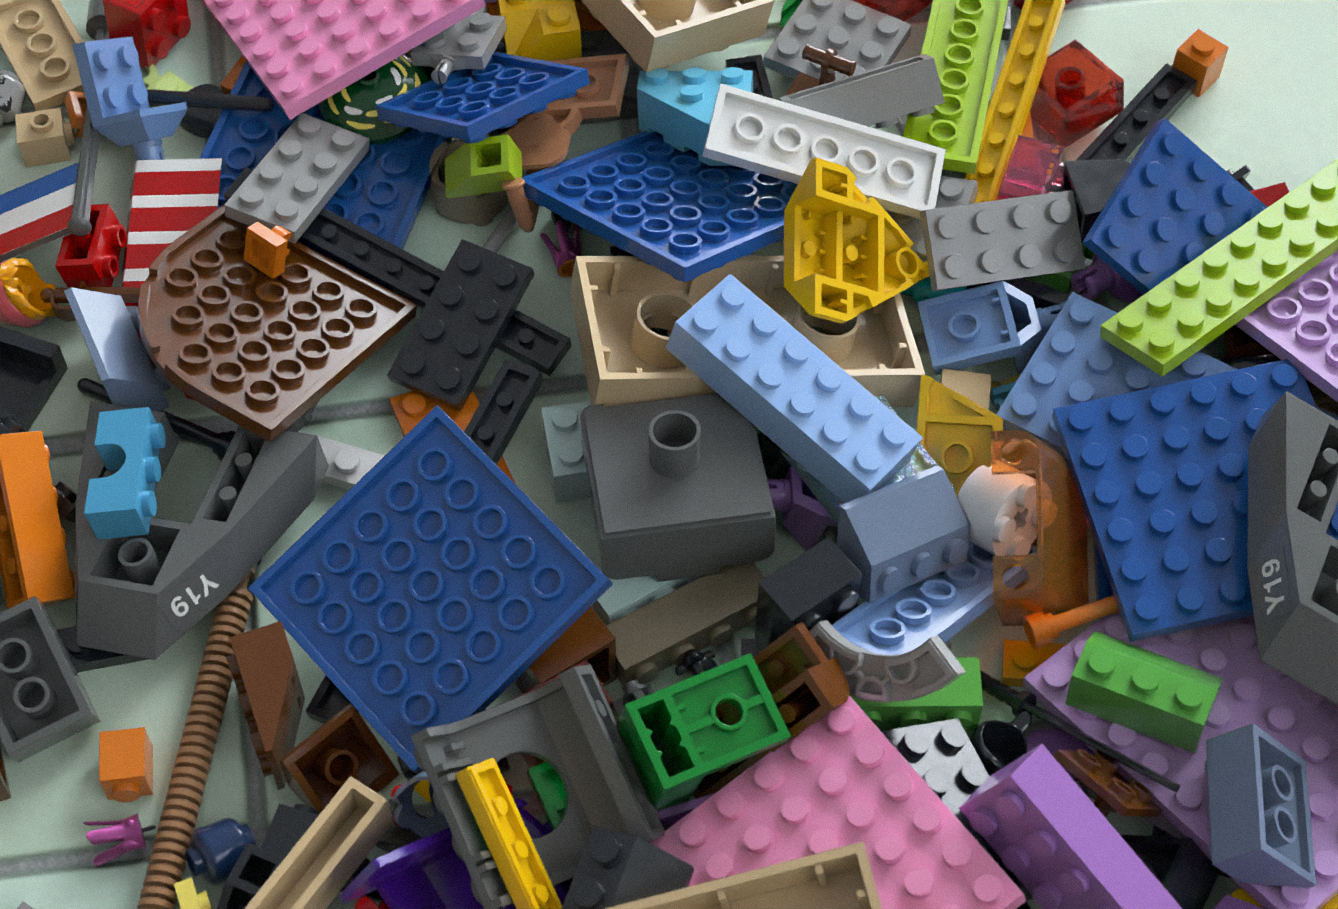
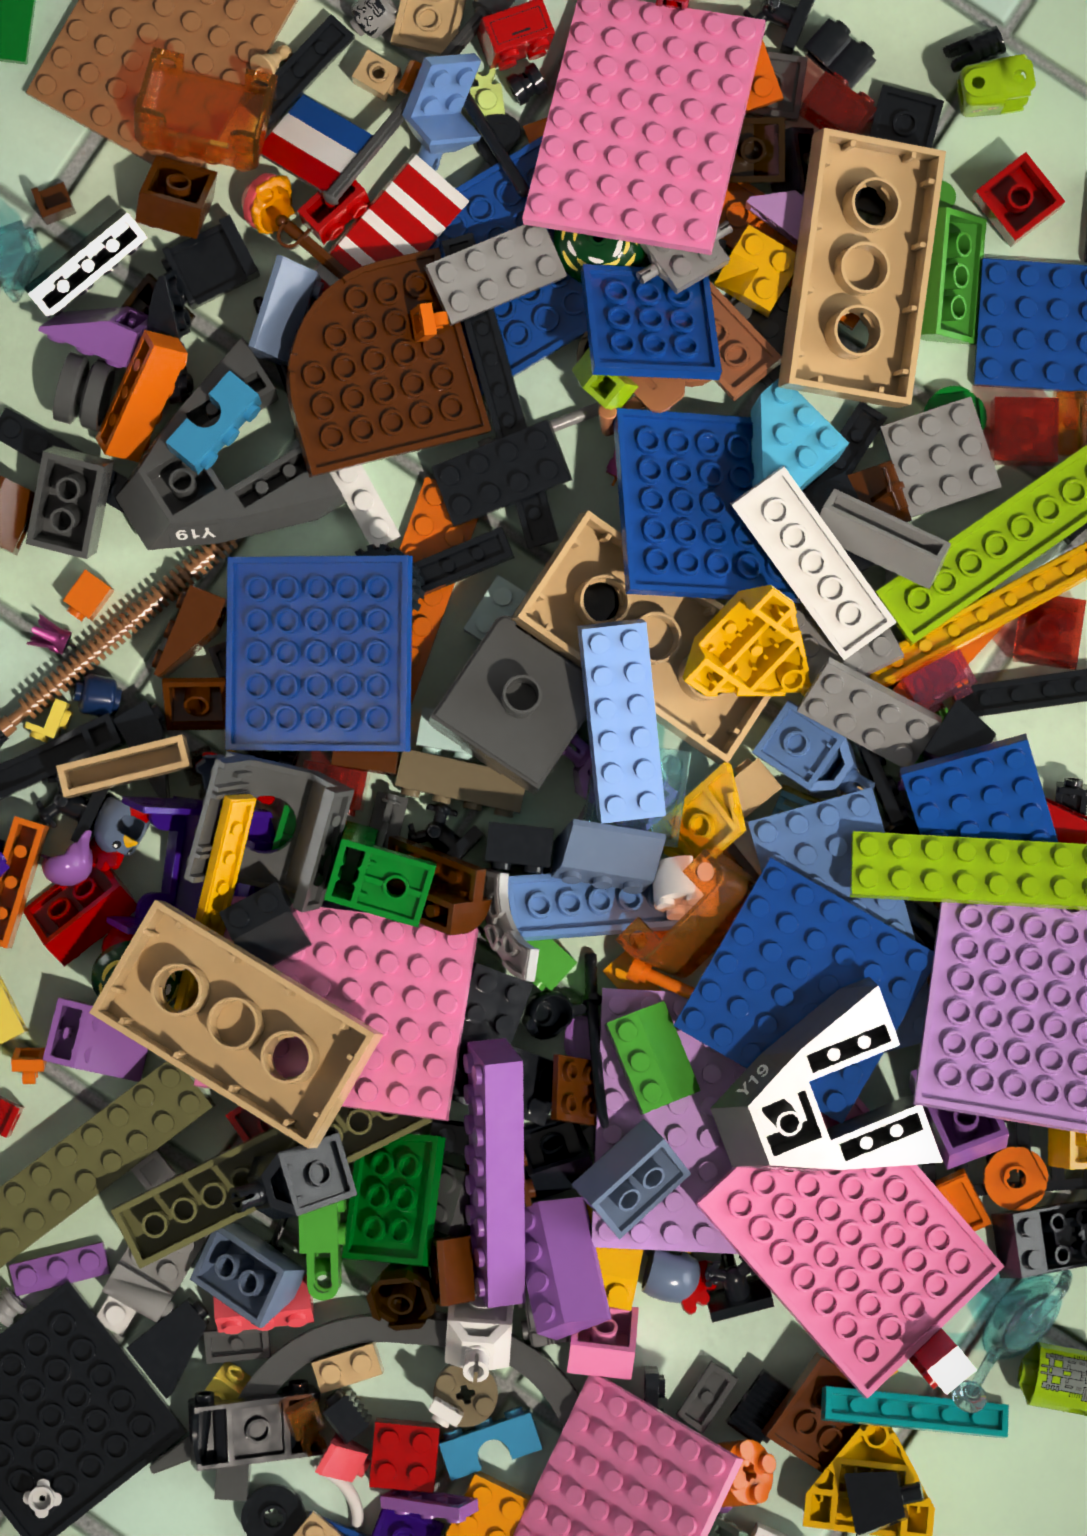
camera: 45 degrees right, 30 degrees up
(193, 53) = (526, 84): none -> black wheel

